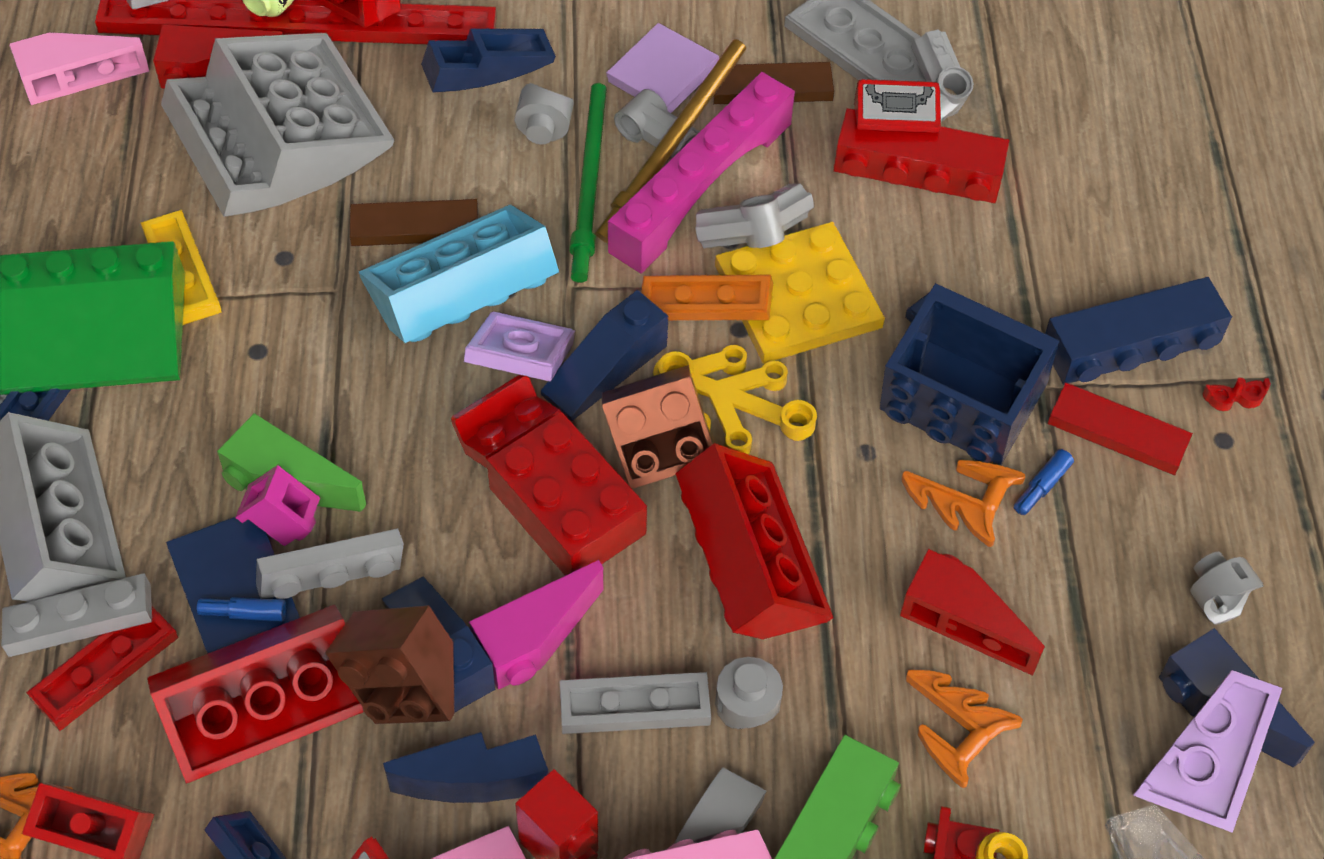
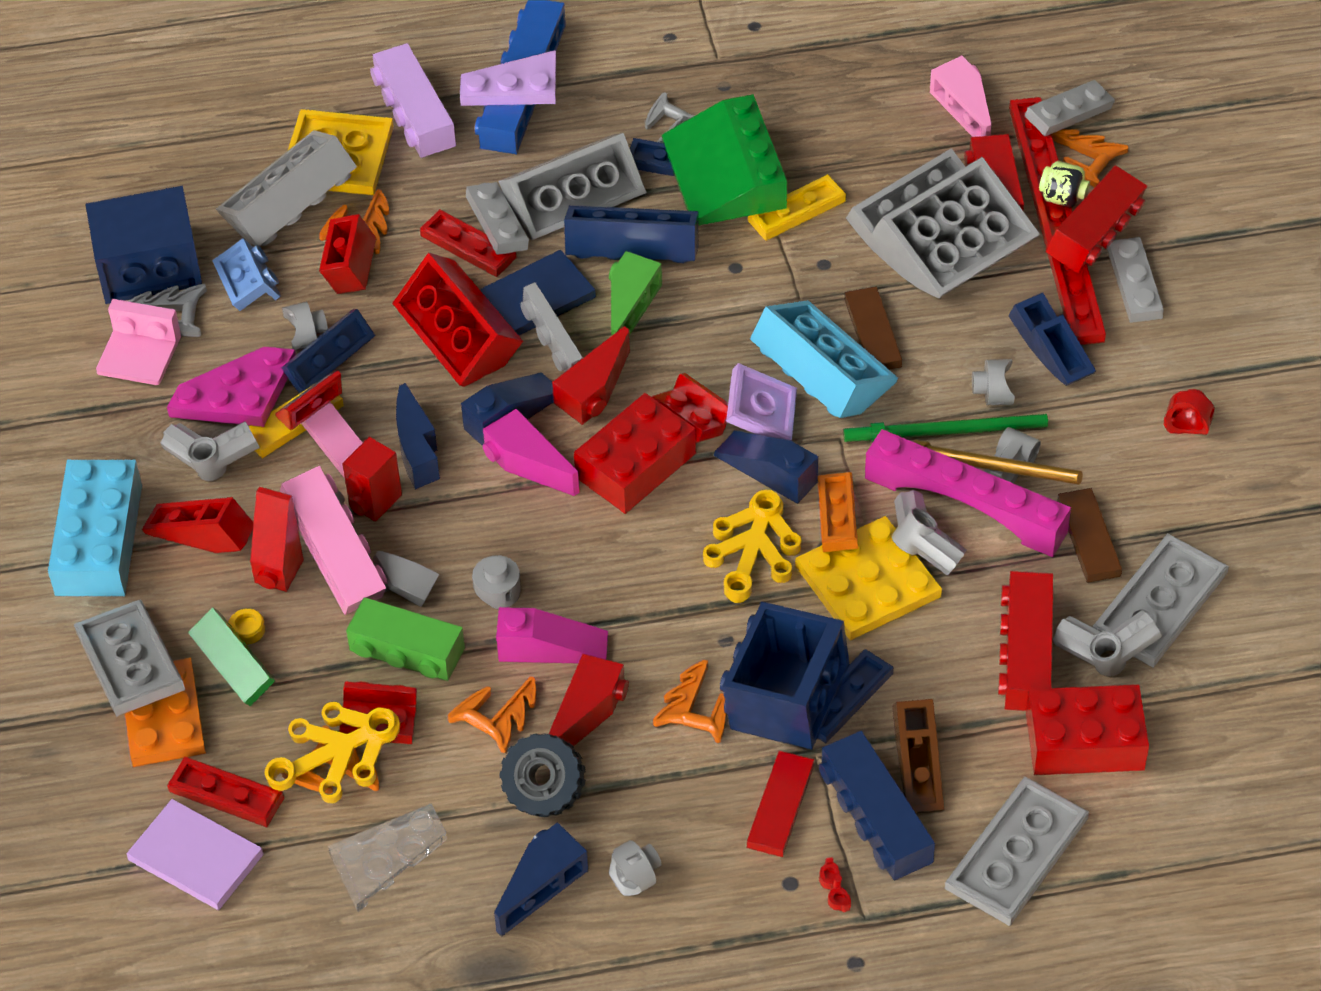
camera: 85 degrees right, 5 degrees down
(178, 445) = (639, 231): none -> dark blue brick
(244, 608) = (513, 297): blue piece -> none
(279, 506) = (602, 289): dark pink brick -> none
(397, 664) = (473, 367): copper slope -> none
(432, 532) = (589, 383): none -> red slope
(635, 703) = (479, 516): light grey plate -> none
(656, 425) = (706, 494): slope -> none
(663, 64) = (1080, 450): lavender tile -> none
(752, 544) = (621, 569): red slope -> none
(854, 645) = (546, 637): none -> dark pink slope
(897, 105) = (1054, 602): slope -> none
(1044, 481) = (718, 754): blue piece -> none
(1050, 128) = (1087, 729): none -> red brick
(1059, 277) = (918, 754): none -> reddish brown slope
(1092, 666) = (520, 770): none -> black wheel
(1189, 223) = (1016, 850): none -> light grey tile
(1216, 753) = (482, 856): lavender wing -> none

